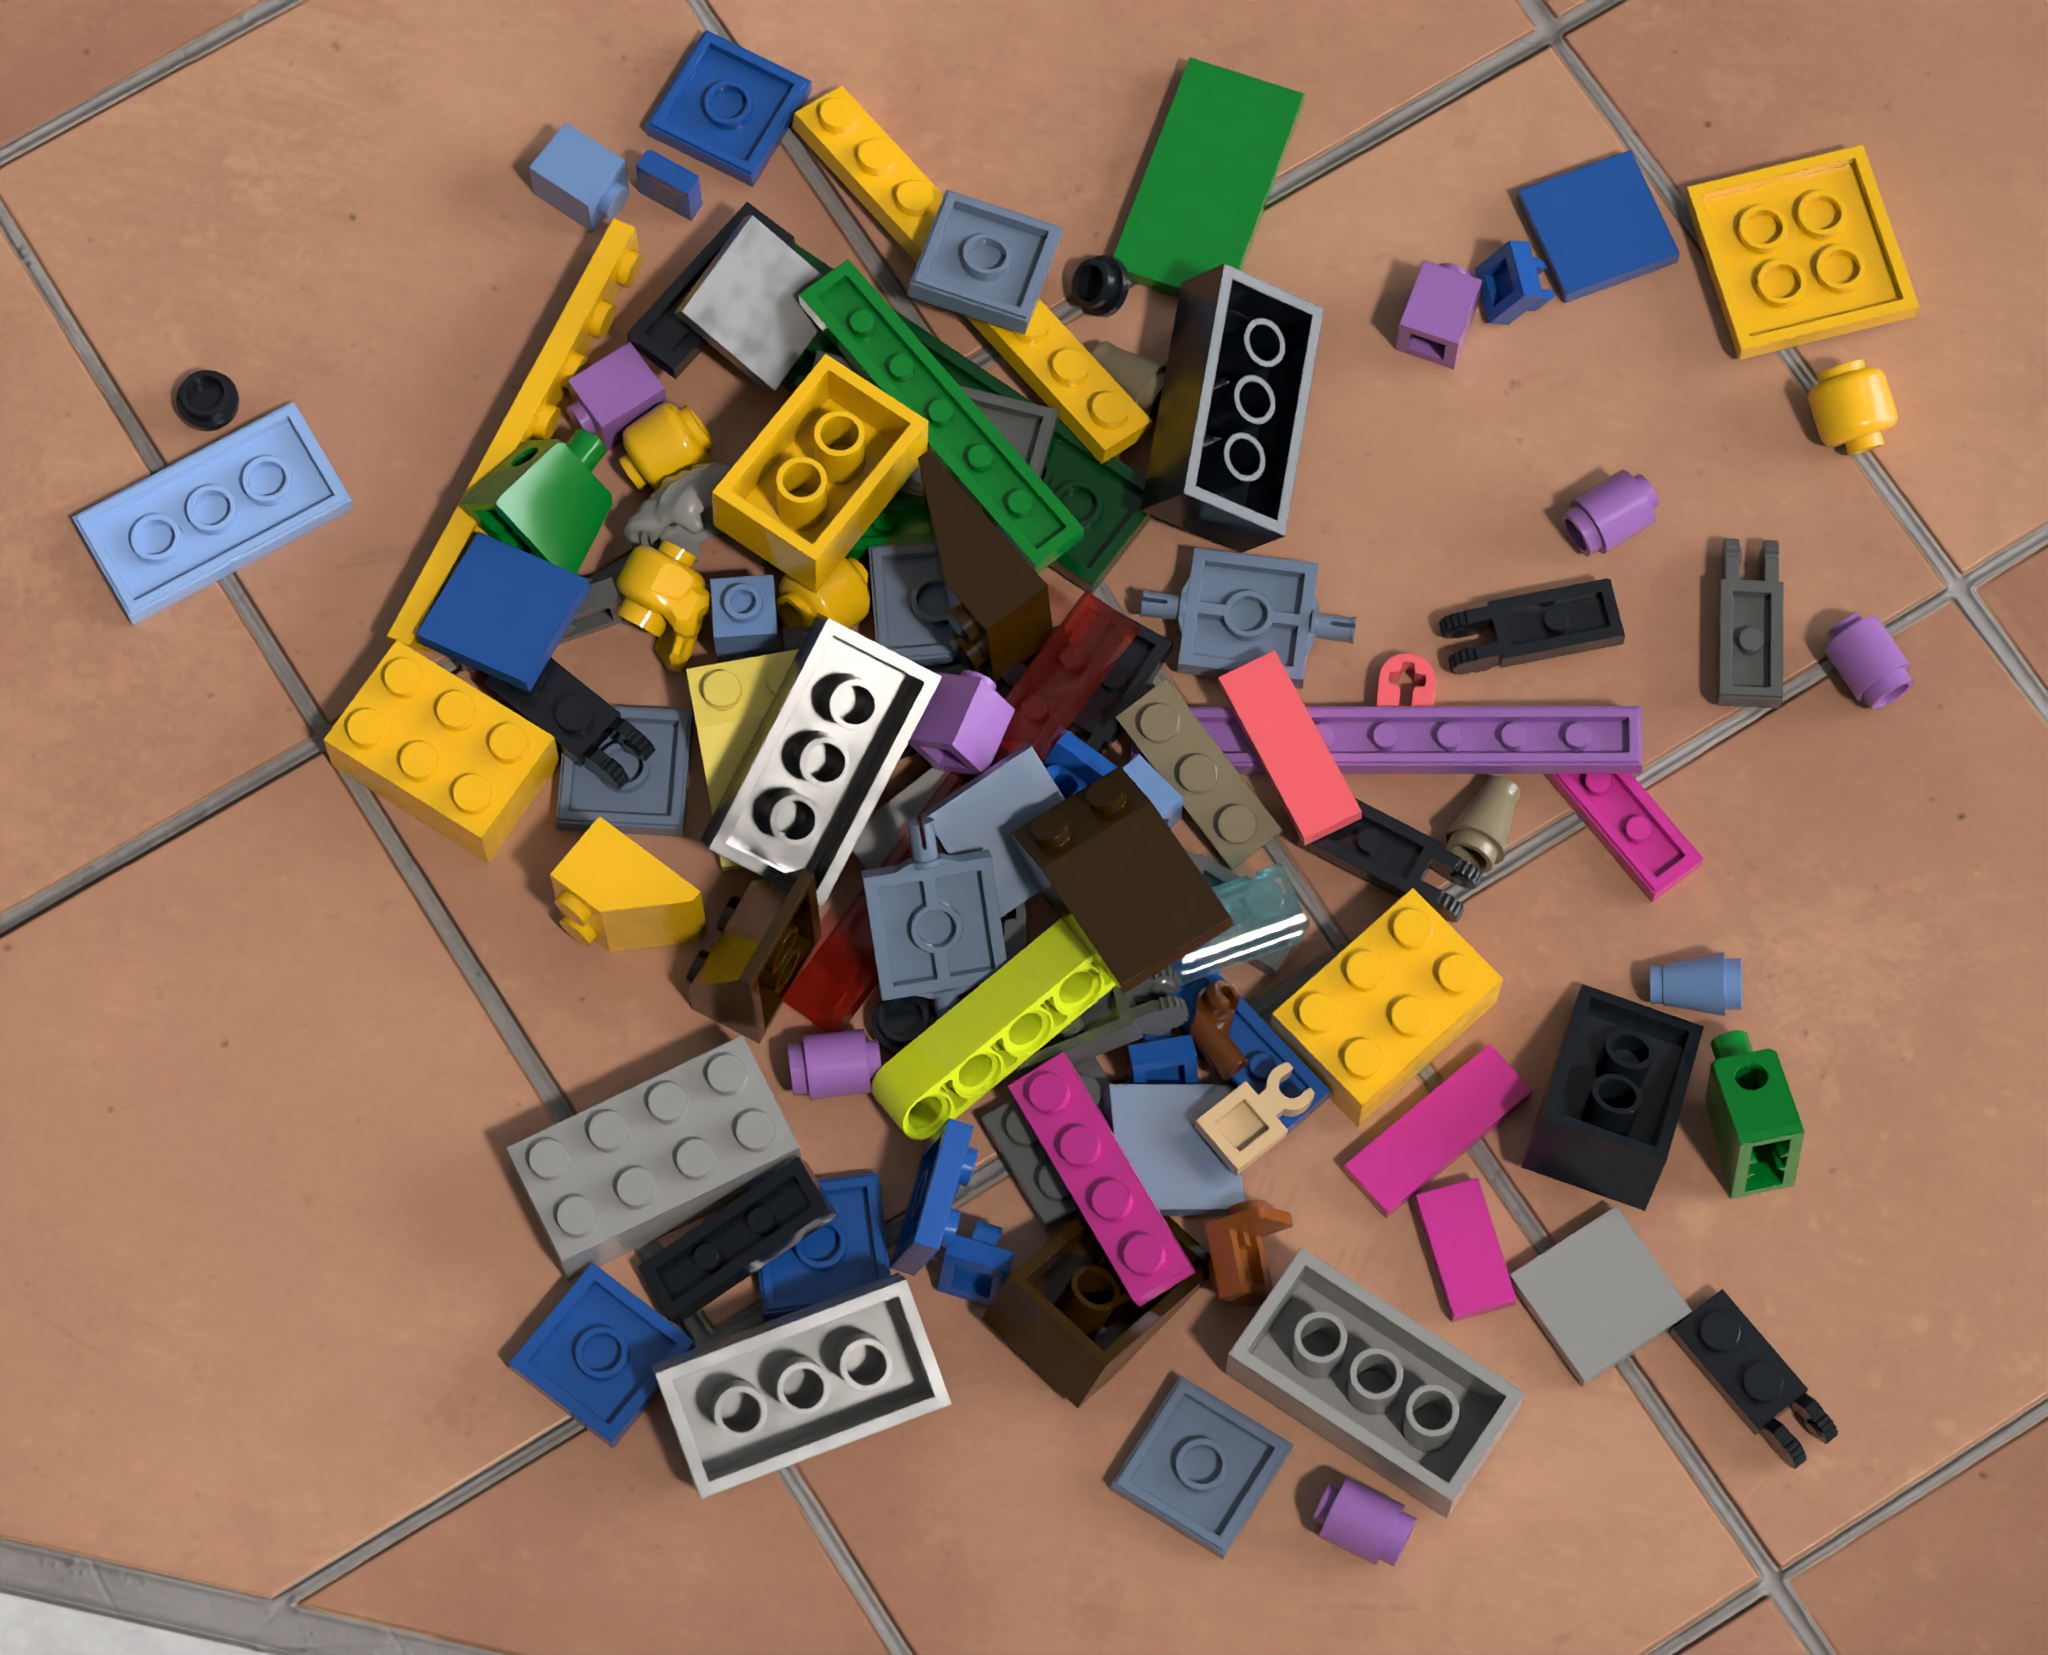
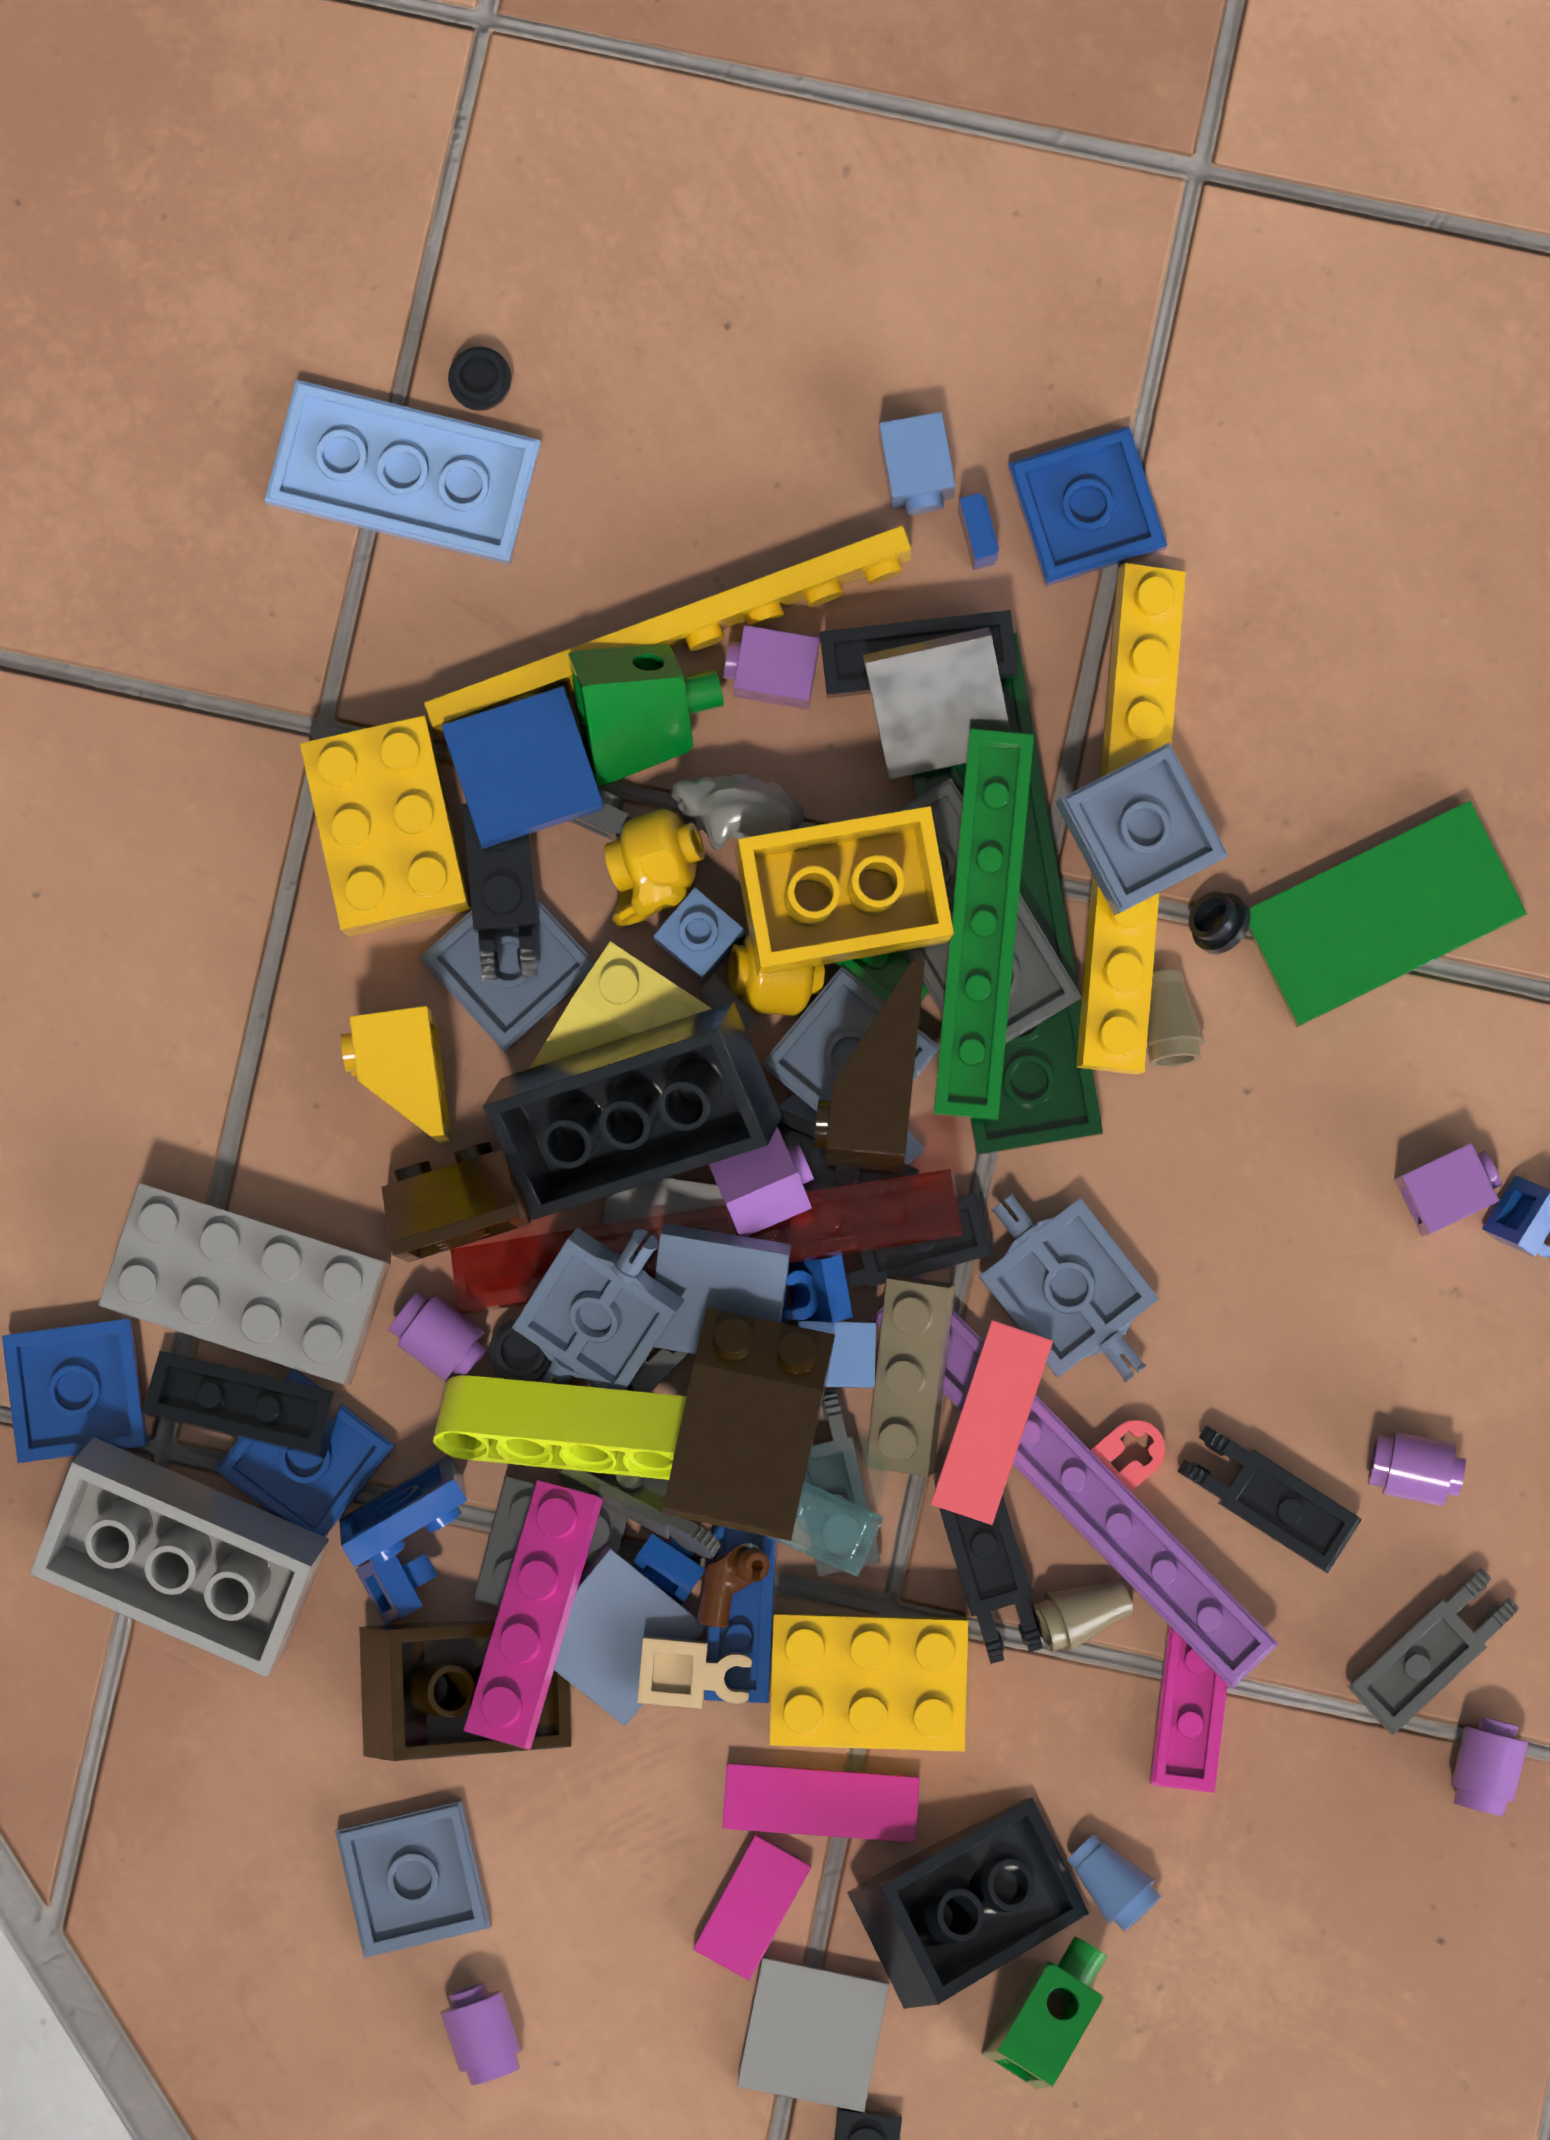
camera: 50 degrees right, 15 degrees up
(664, 444) = (773, 742): yellow head -> none
(1232, 409) = (1209, 1123): black brick -> none
(1238, 1252) = (584, 1759): dark orange bracket -> none
(1374, 1382) = (582, 1948): light grey brick -> none

